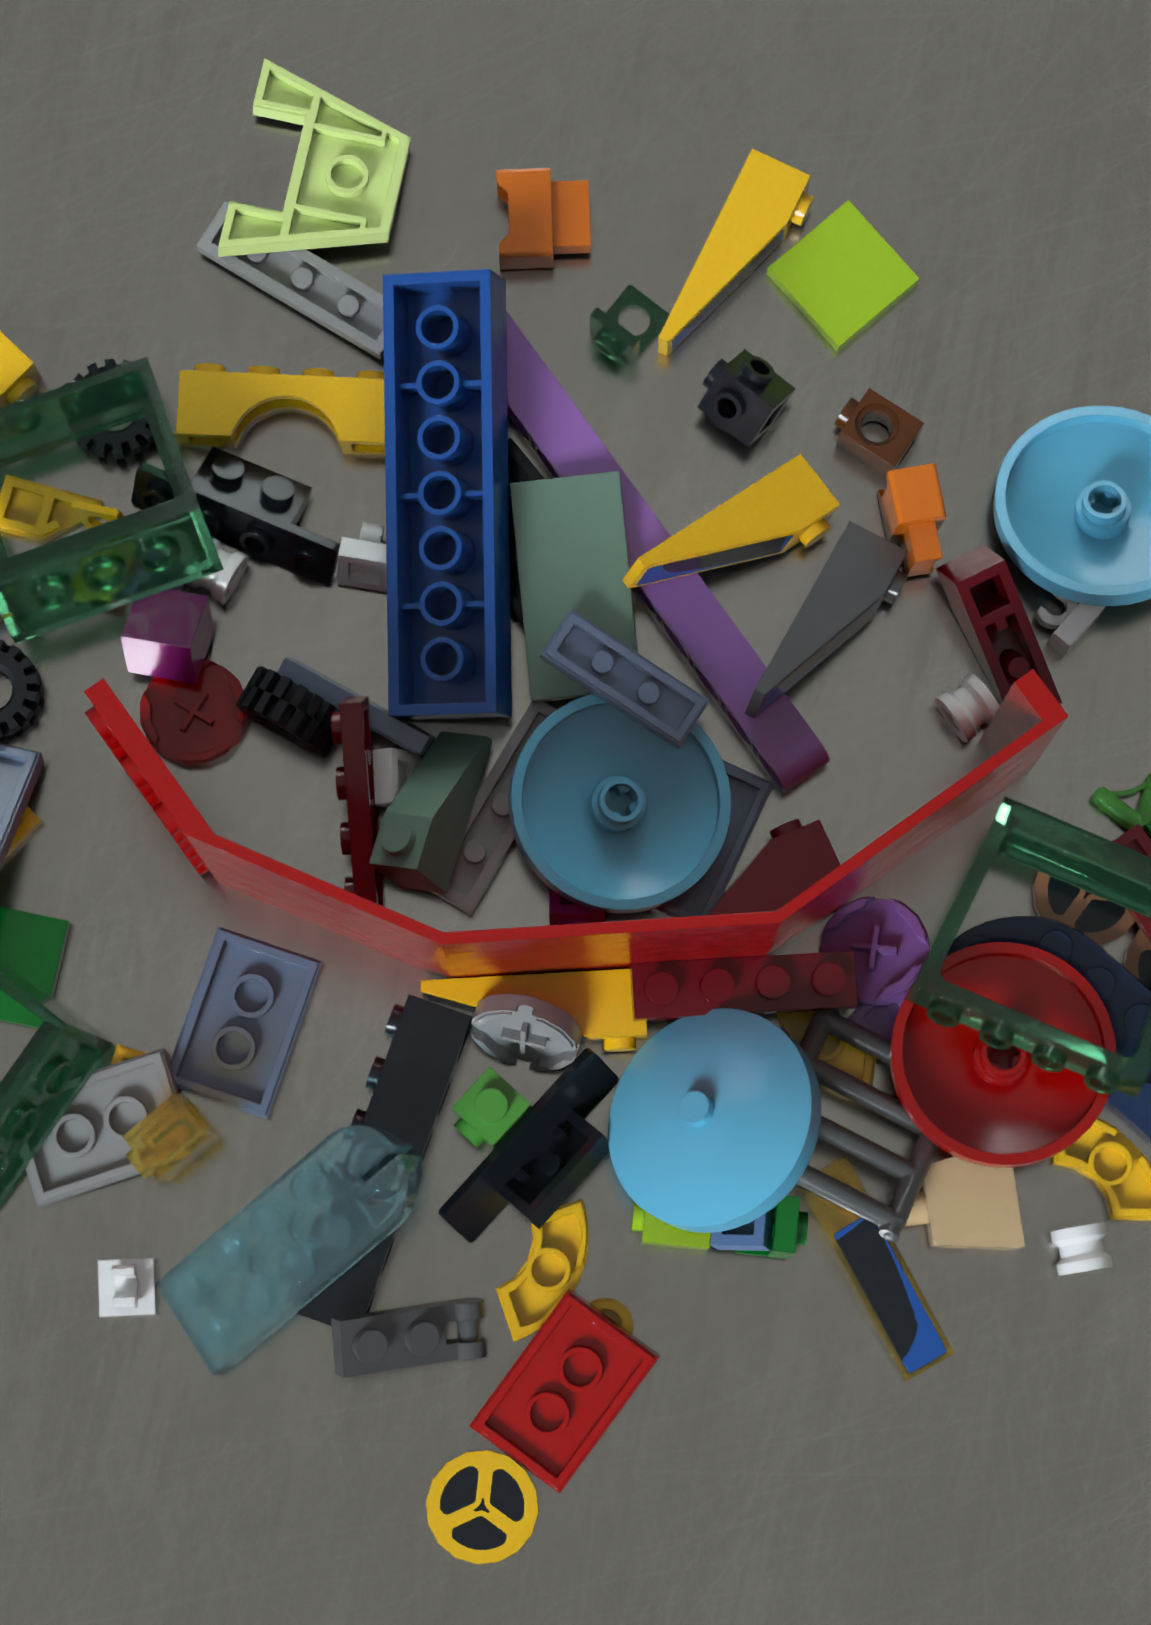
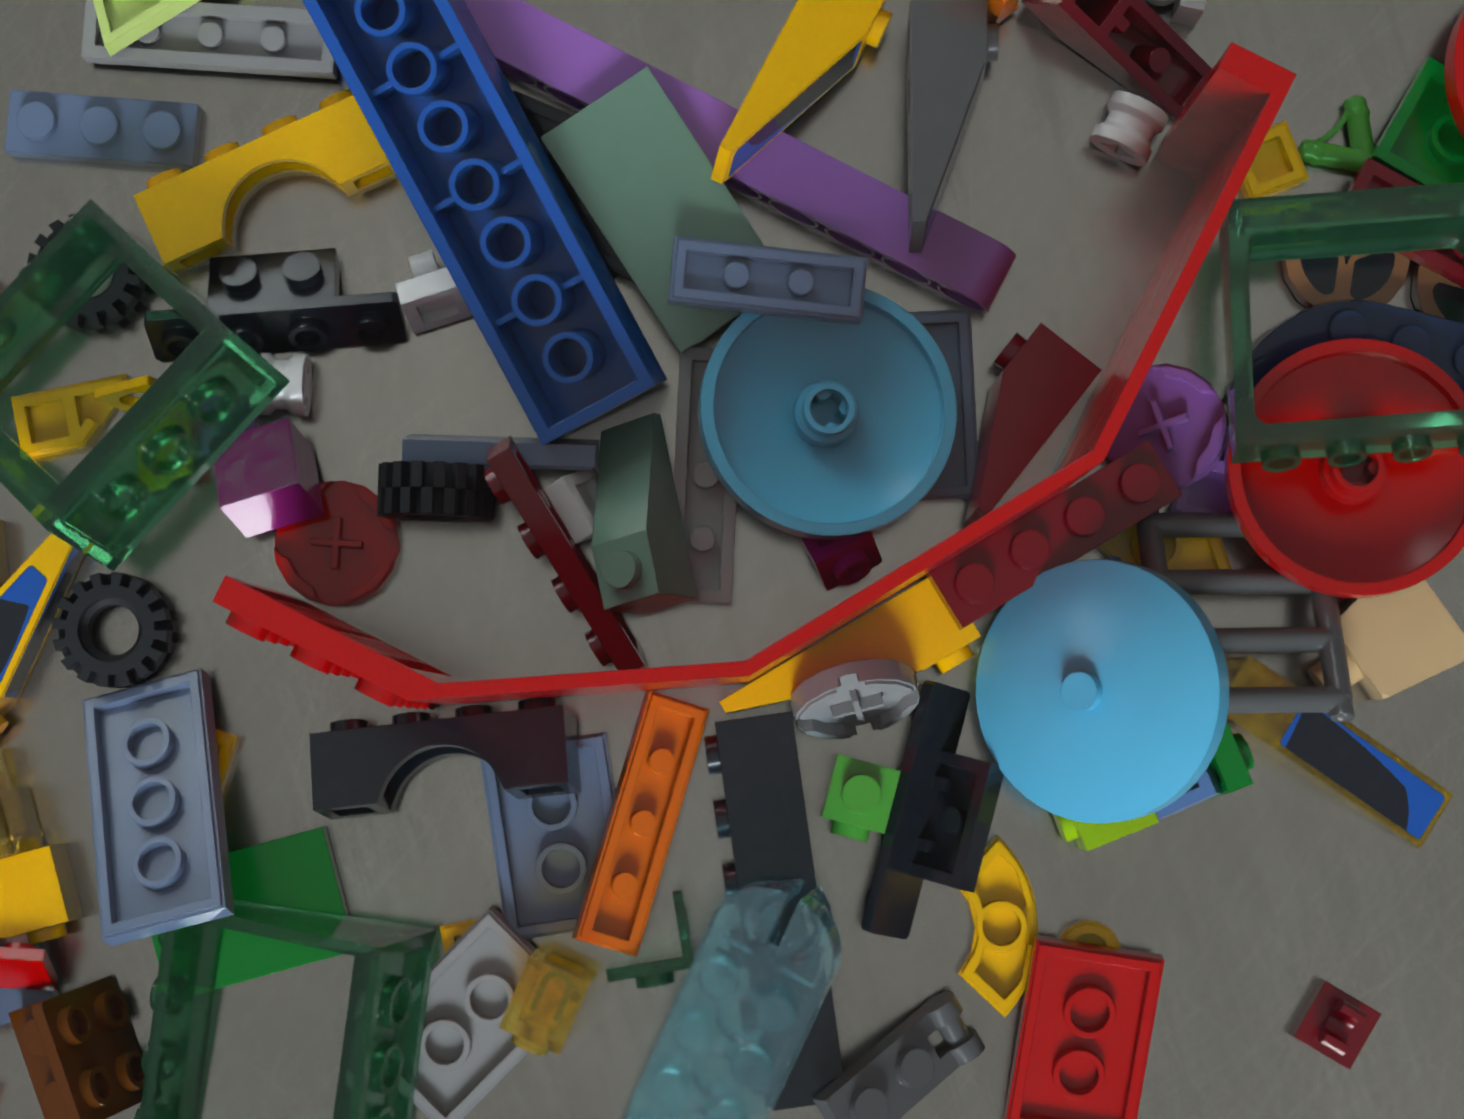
camera: 25 degrees left, 5 degrees up
(126, 892) = (365, 767): none -> black arch
(183, 308) = (103, 130): none -> sand blue plate
(267, 1163) = (659, 969): none -> clear green bracket
(312, 1045) = (640, 823): none -> orange tile
(768, 1482) = (1335, 1023): none -> dark red tile
(1064, 789) = (1275, 165): none -> yellow tile

